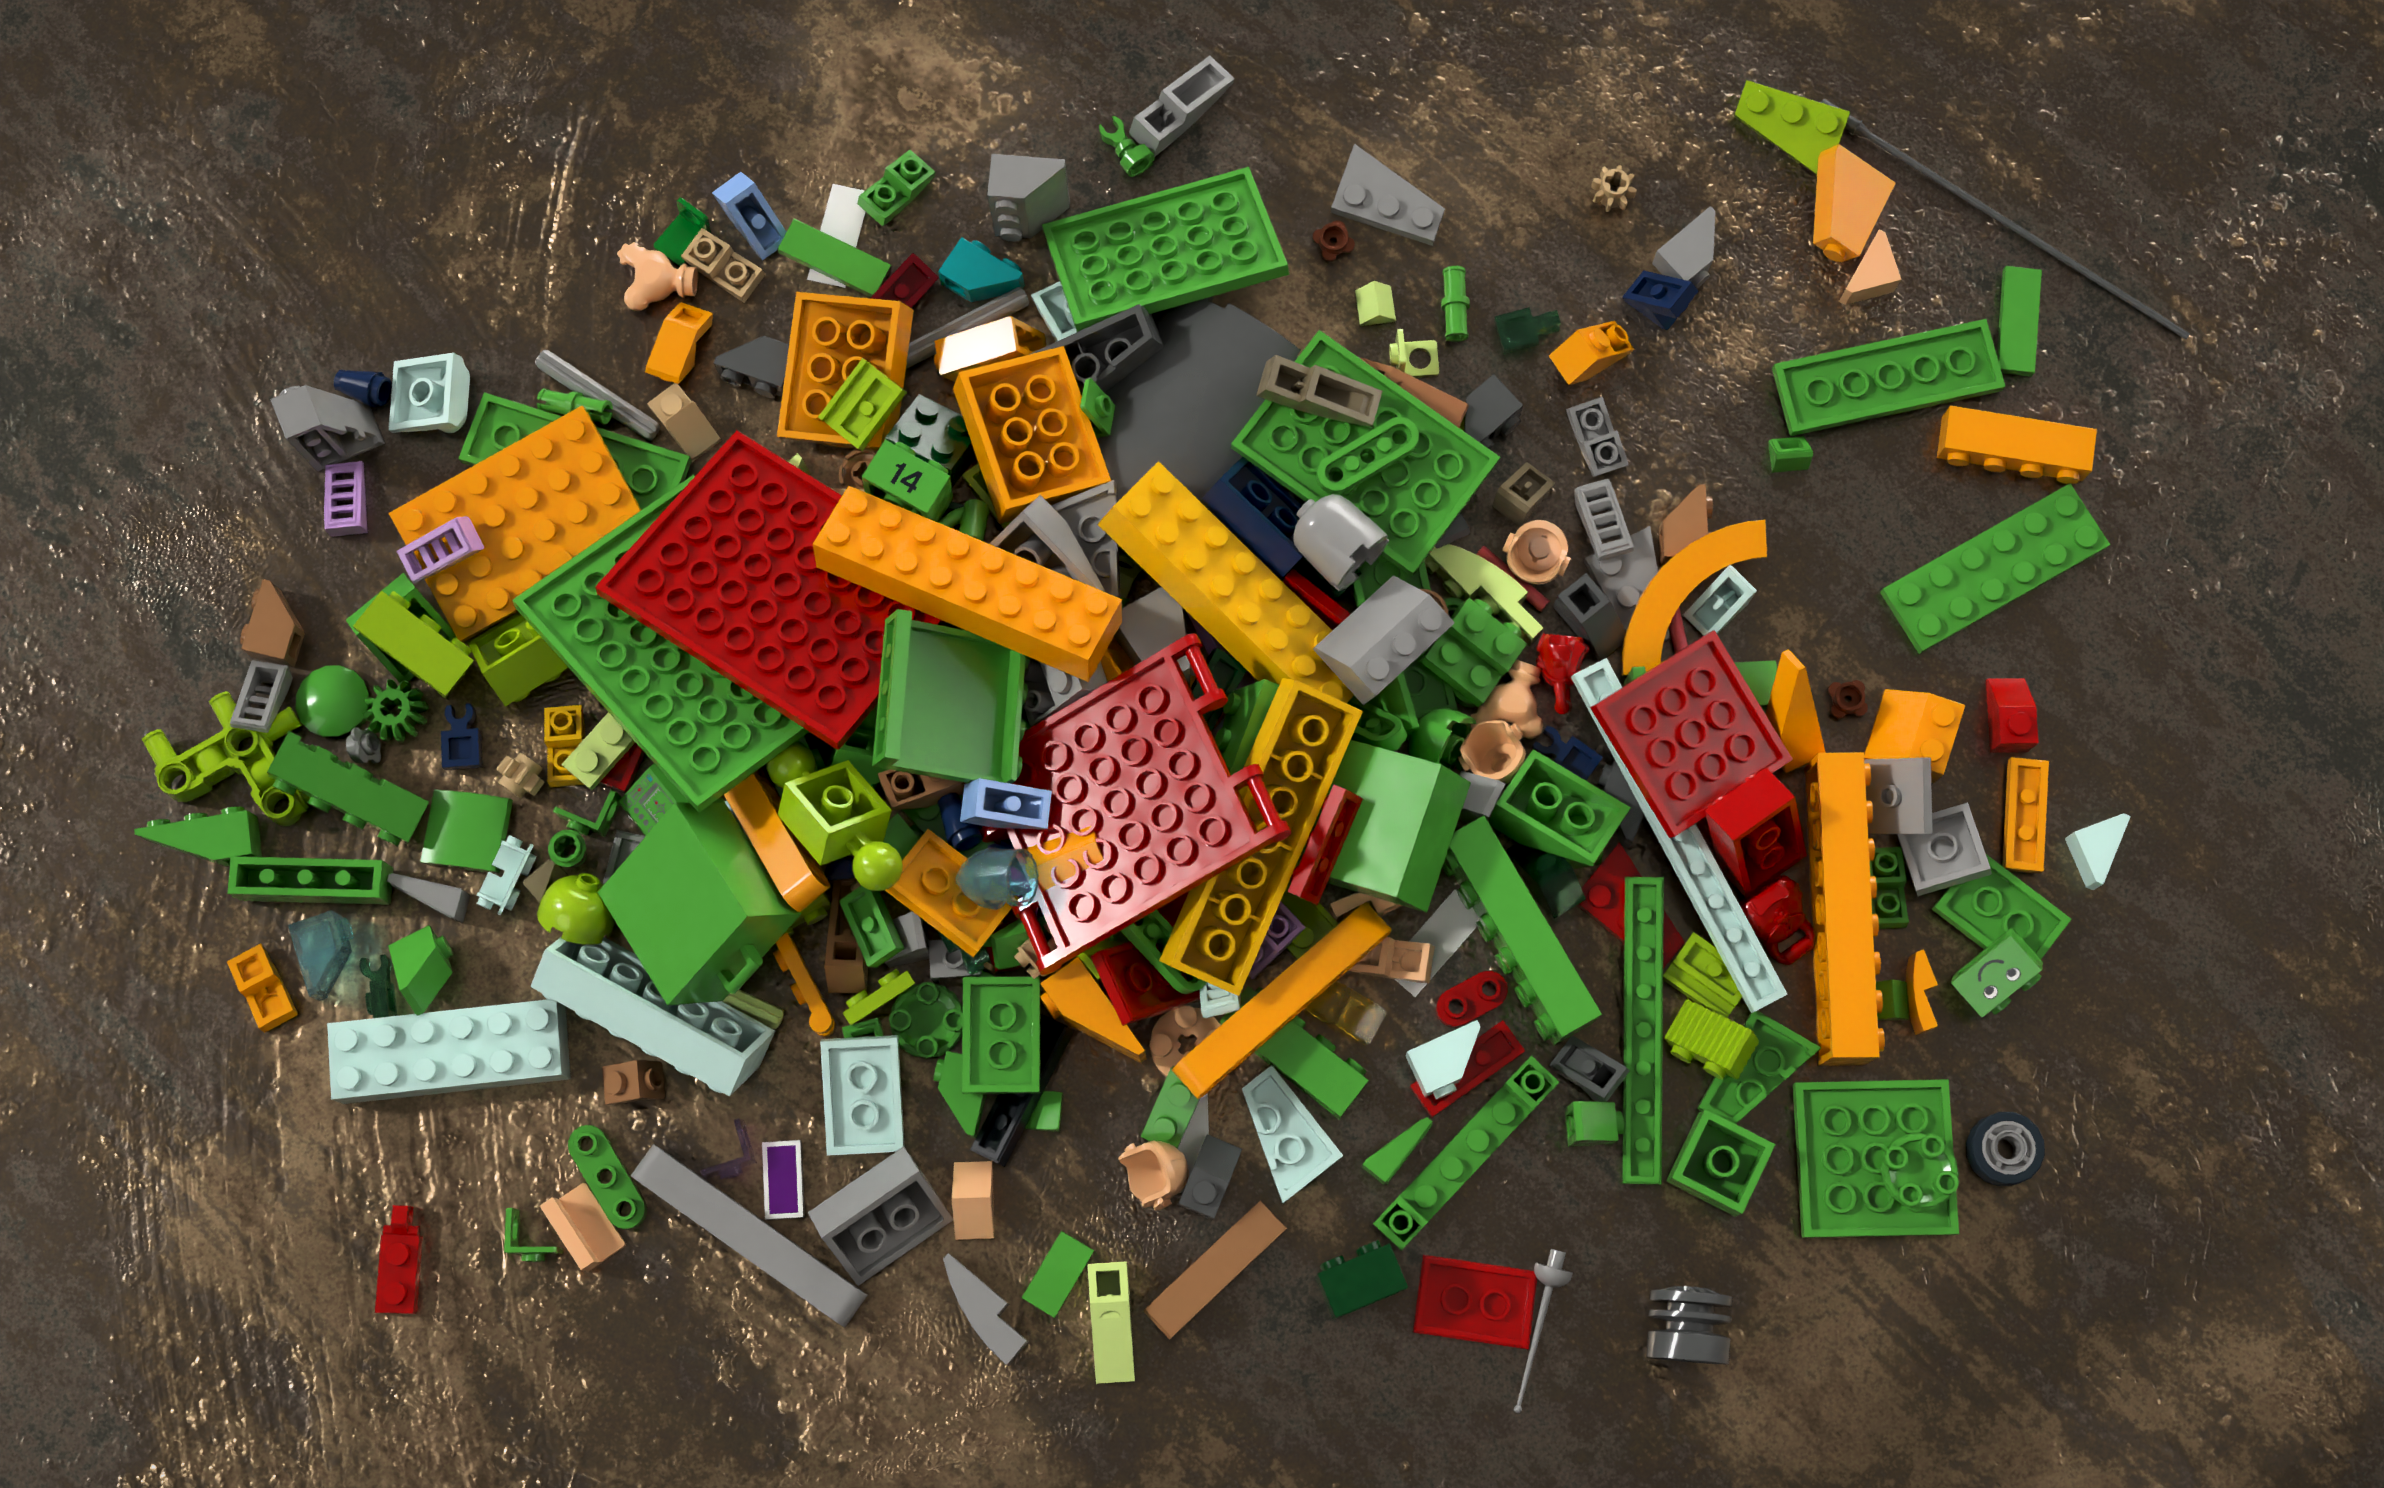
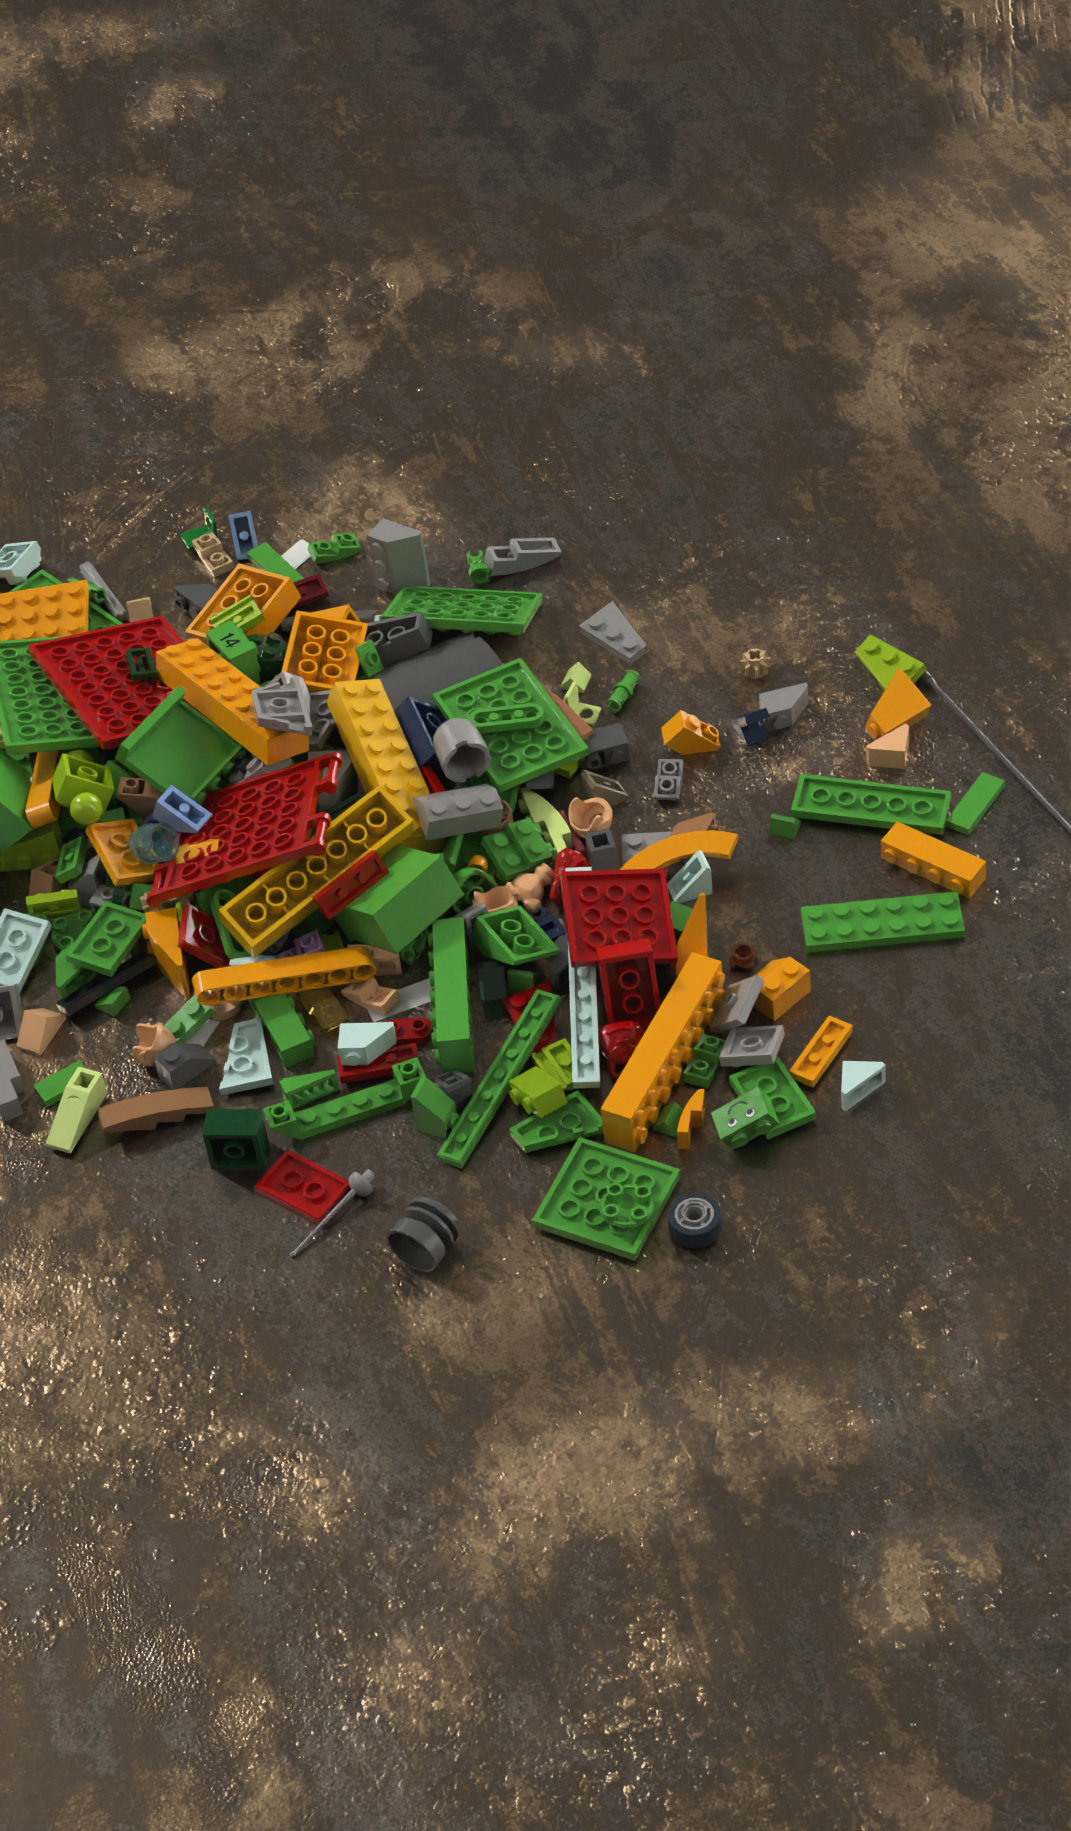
camera: 30 degrees right, 30 degrees down
(655, 277) = (172, 548): light nougat animal -> none
(676, 342) = (159, 578): light orange slope -> none
(803, 579) = (142, 673): none -> dark green tile
(804, 988) = (20, 884): light orange plate -> none
(977, 273) = (353, 592): teal slope -> none
(1079, 596) = (282, 707): none -> light grey wing
(1318, 392) = (496, 679): dark tan slope -> none
(1339, 232) = (570, 641): copper plate -> none
(1432, 697) = (478, 862): none -> light orange hinge
(1520, 330) = (655, 713): clear green plate -> none
(1597, 498) = (643, 815): light grey slope -> none
(1720, 1162) = (502, 1159): bright green brick -> none
(2011, 716) = (841, 998): red slope -> none

